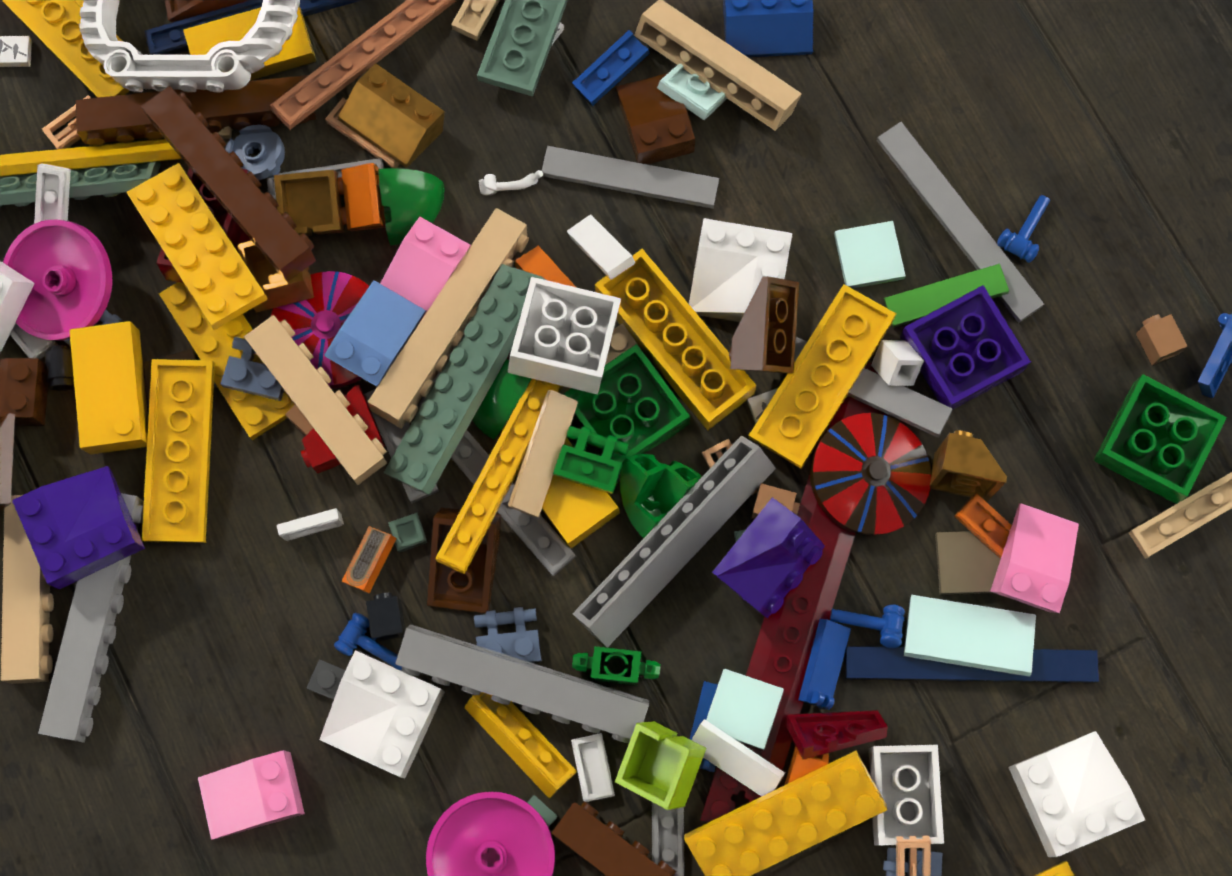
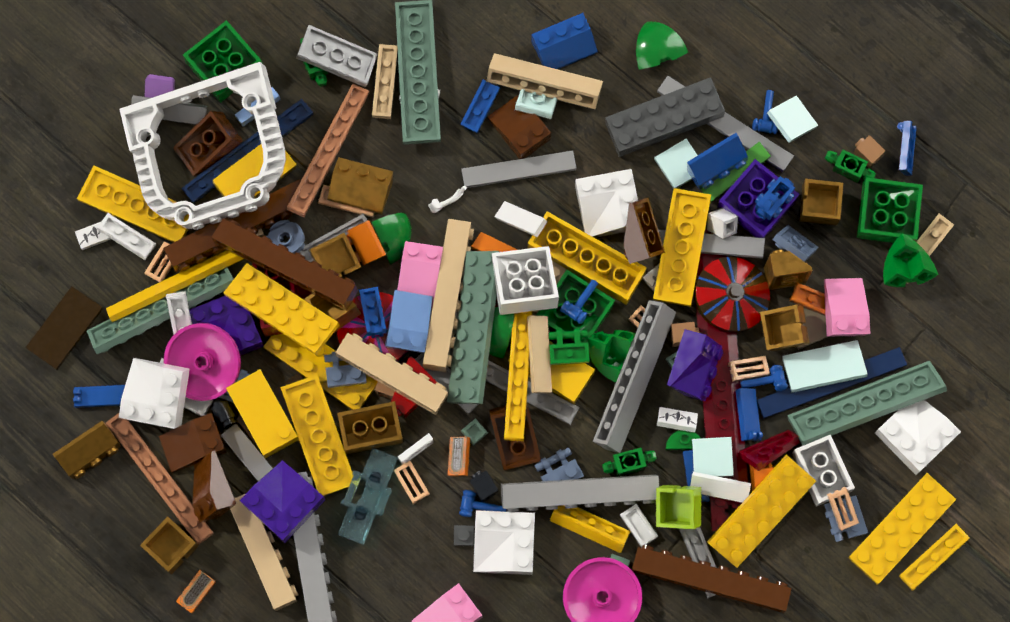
camera: 25 degrees left, 0 degrees up
(38, 68) = (126, 236): none -> white tile
(64, 424) = (246, 452): none -> light grey tile
(127, 242) = (231, 318): none -> dark purple slope
(219, 574) = (374, 498): none -> clear light blue piece
(255, 467) = (370, 427): none -> pearl gold slope
(289, 596) = (419, 496): none -> light nougat tile
(330, 301) = (373, 312): none -> blue hinge
(622, 410) = (574, 311): none -> blue piece
(708, 663) = (681, 440): none -> green plate
(714, 630) = (677, 419): none -> white tile
(828, 590) = (734, 371): none -> light nougat tile
(873, 177) = (664, 117): none -> dark grey brick
(903, 70) = (658, 44): none -> green brick
(925, 268) = (717, 162): none -> blue slope
(930, 553) = (784, 327): none -> pearl gold piece
(980, 358) = (770, 203): none -> blue brick
(995, 431) = (795, 243): none -> sand blue plate
(1014, 717) = (867, 403): none -> sand green plate
(1060, 386) = (821, 202): none -> pearl gold piece
(1062, 249) = (792, 119): none -> light aqua tile
(1127, 337) = (851, 174): none -> green piece
(1158, 528) = (907, 263): none -> green brick

